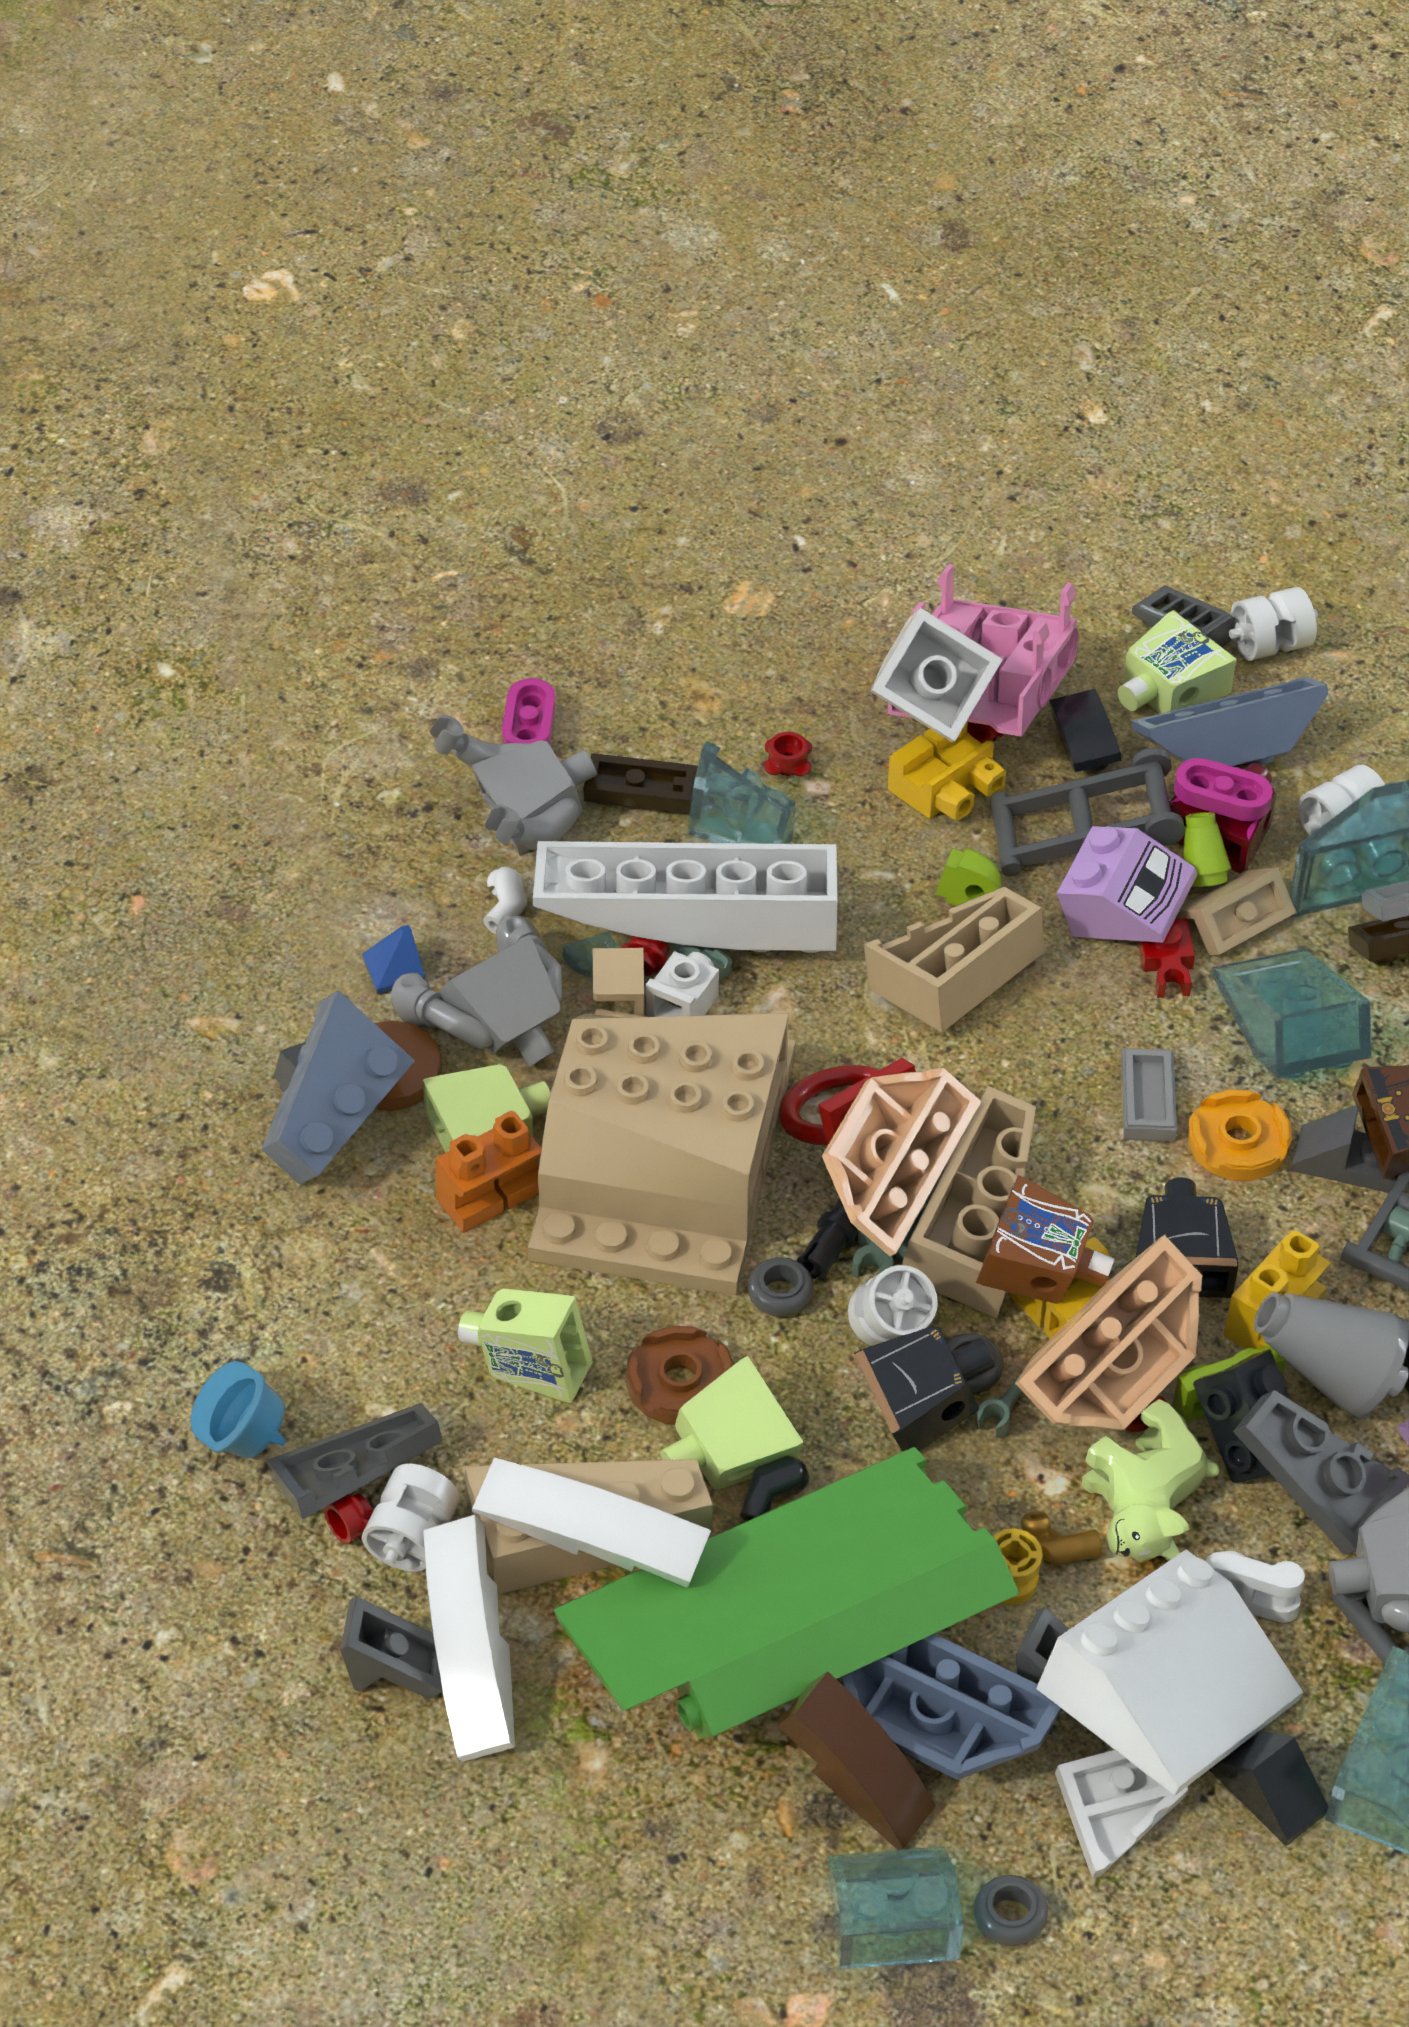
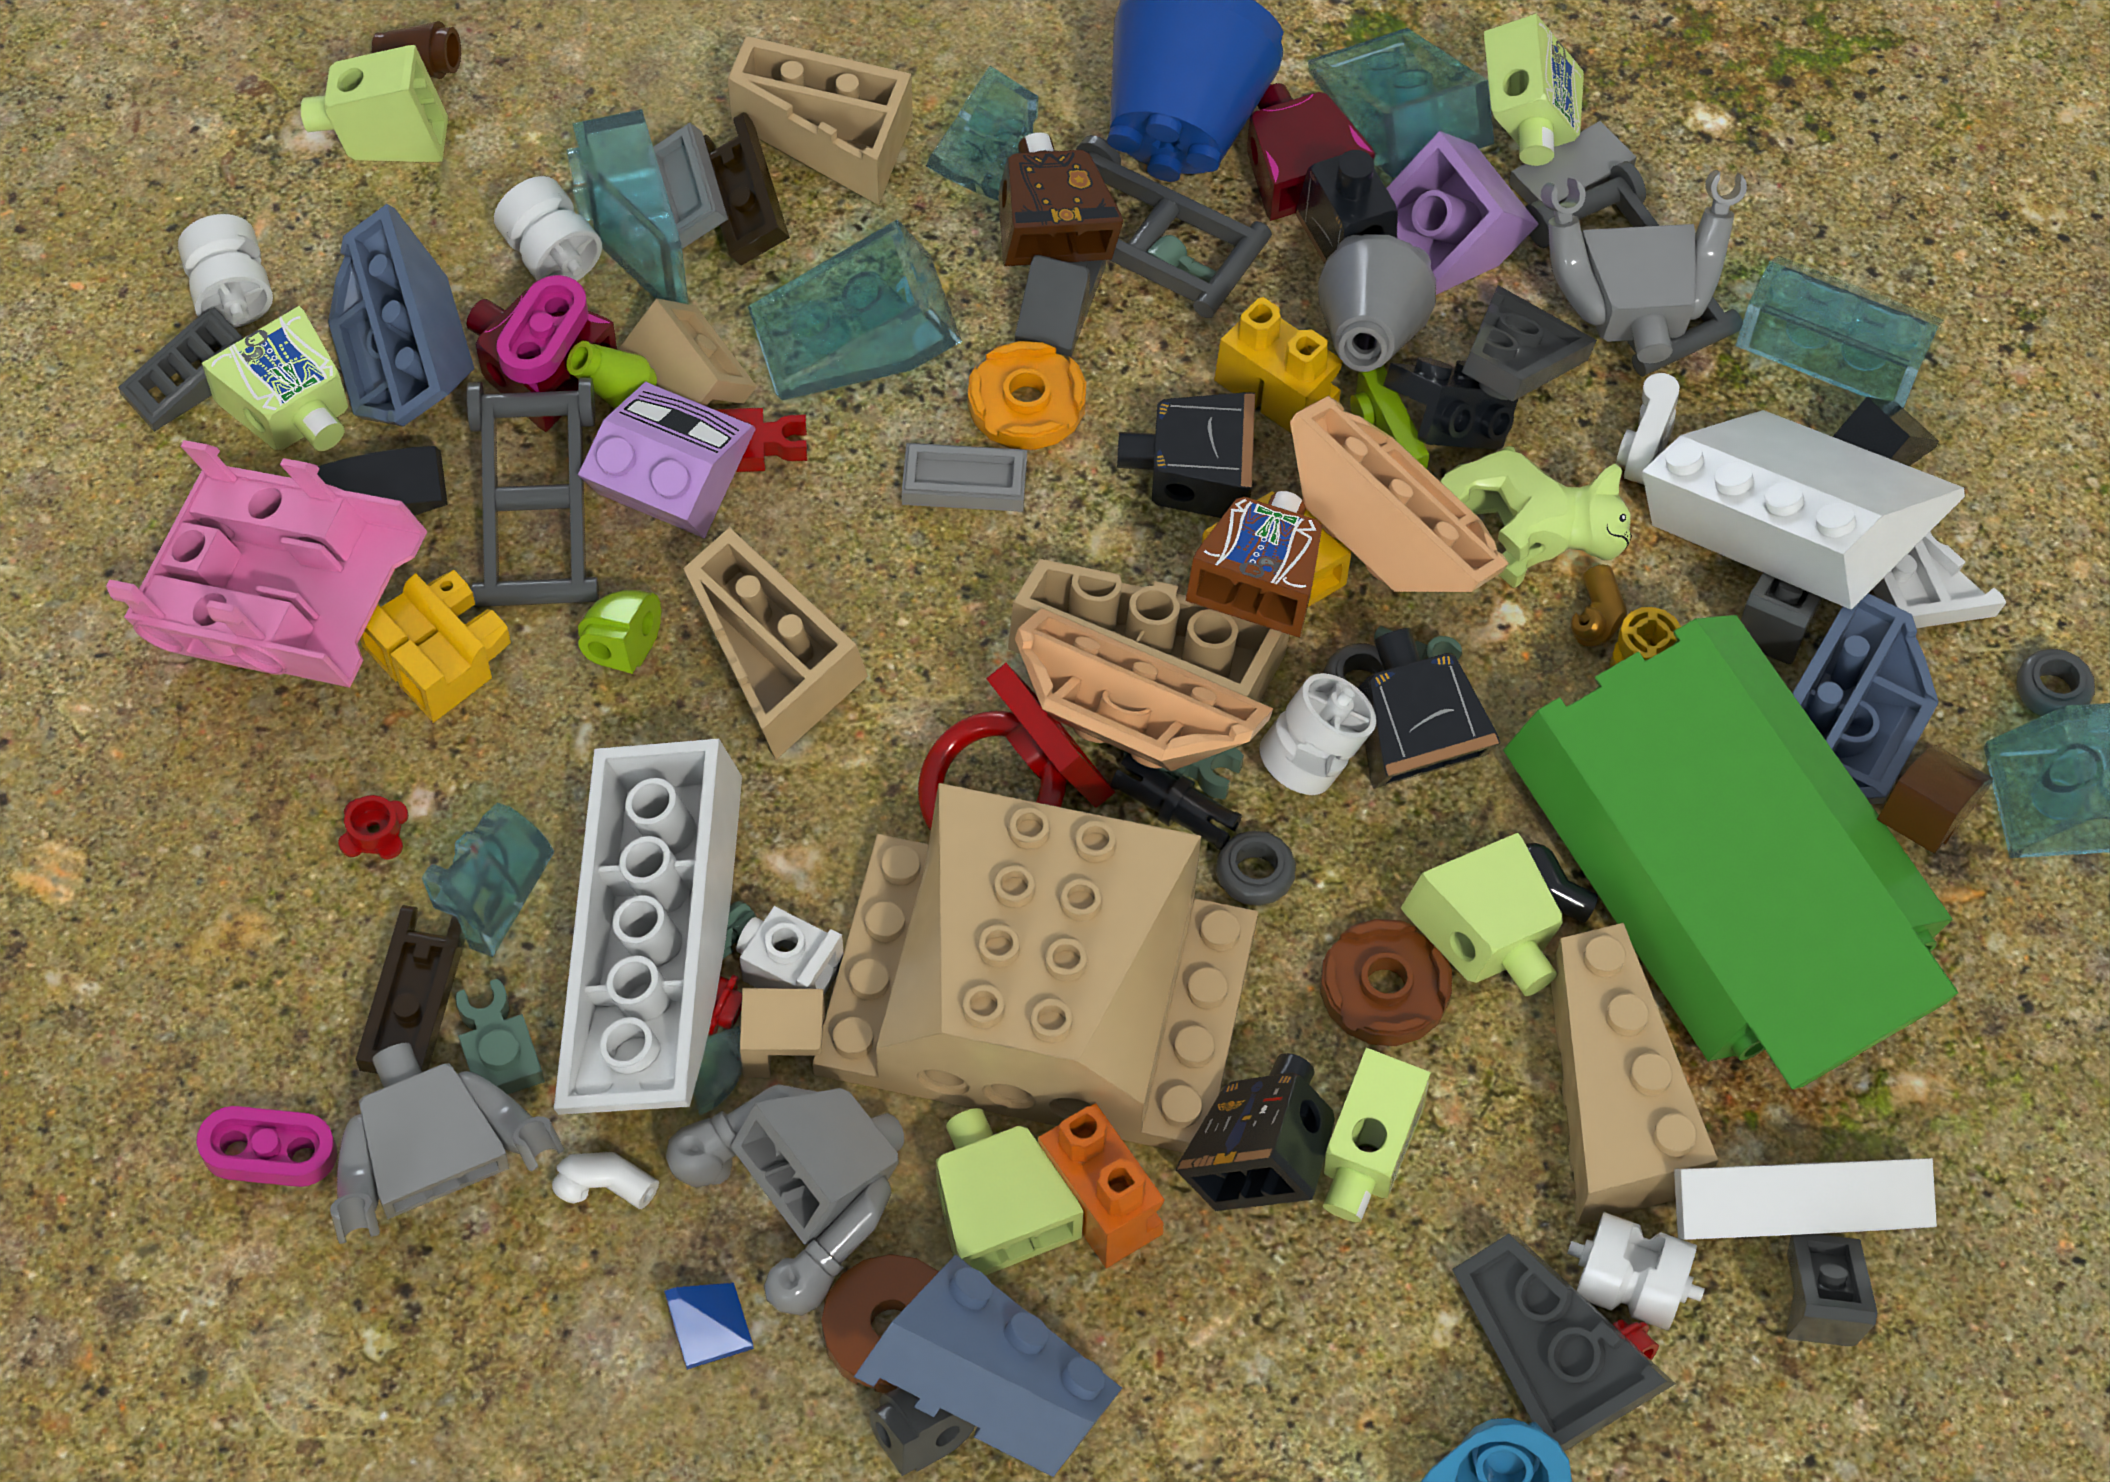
camera: 90 degrees left, 10 degrees up
(505, 1256) = (1261, 1140): none -> black torso
(591, 1520) = (1695, 1034): white slope -> none
(613, 829) = (498, 1046): none -> sand green plate
(935, 674) = (345, 599): white slope -> none

